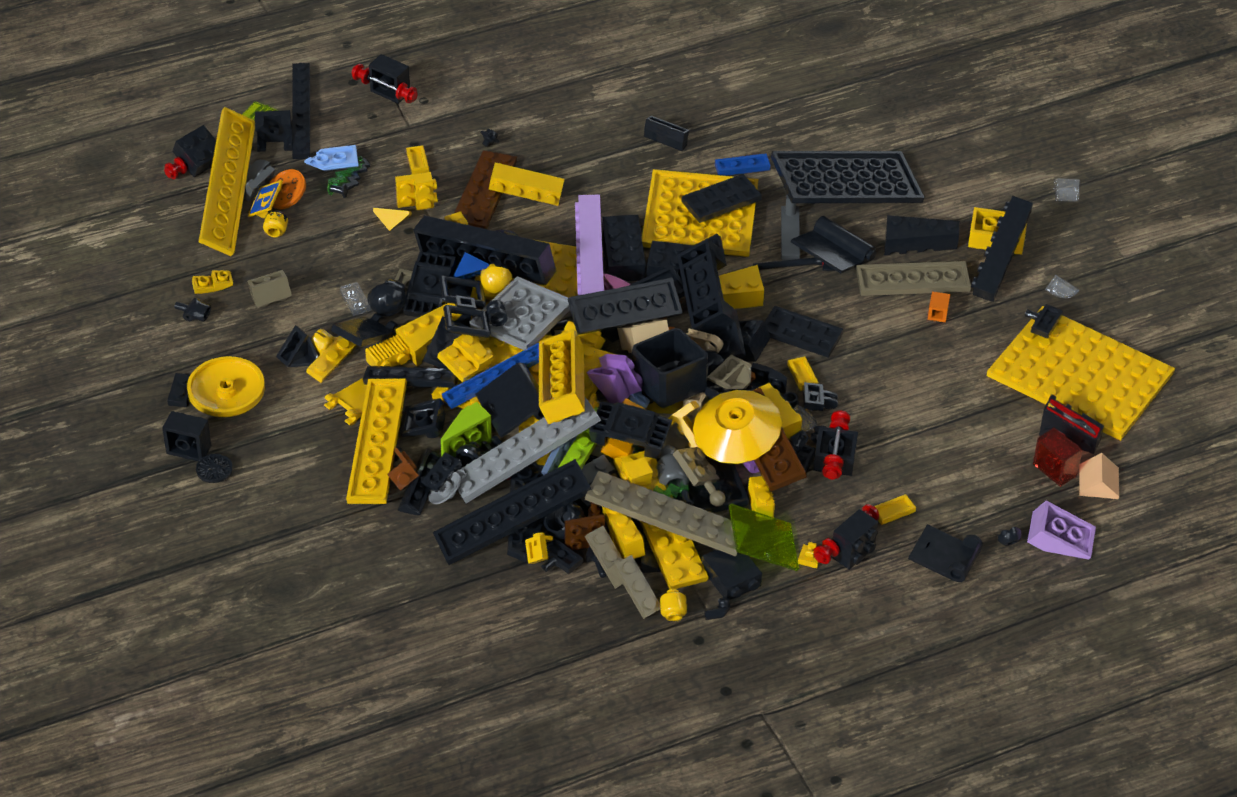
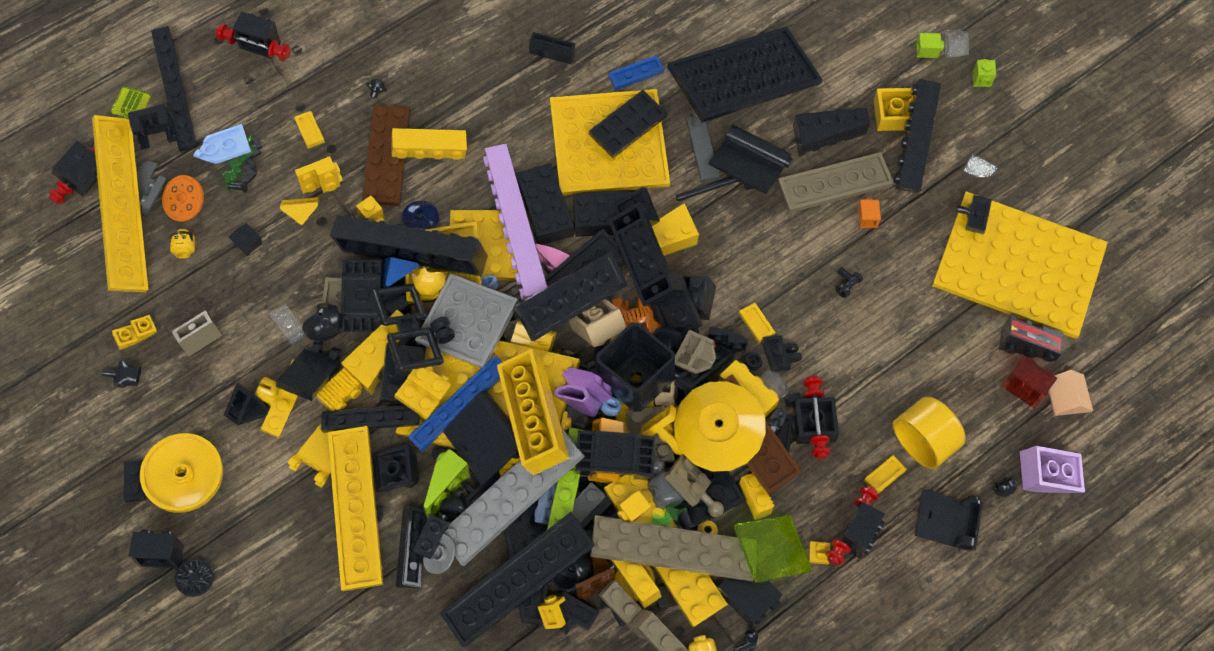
camera: 15 degrees left, 20 degrees up
(265, 199) = (164, 217): piece -> none
(334, 230) = (245, 239): none -> black piece
(404, 472) = (396, 544): dark orange bracket -> none
(703, 340) = (656, 317): tan piece -> none
(803, 331) = (744, 272): black plate -> none
(896, 361) = (852, 279): none -> black piece
(942, 472) = (929, 432): none -> yellow piece
(1040, 187) = (929, 45): none -> lime brick
(1088, 217) = (984, 73): none -> lime brick

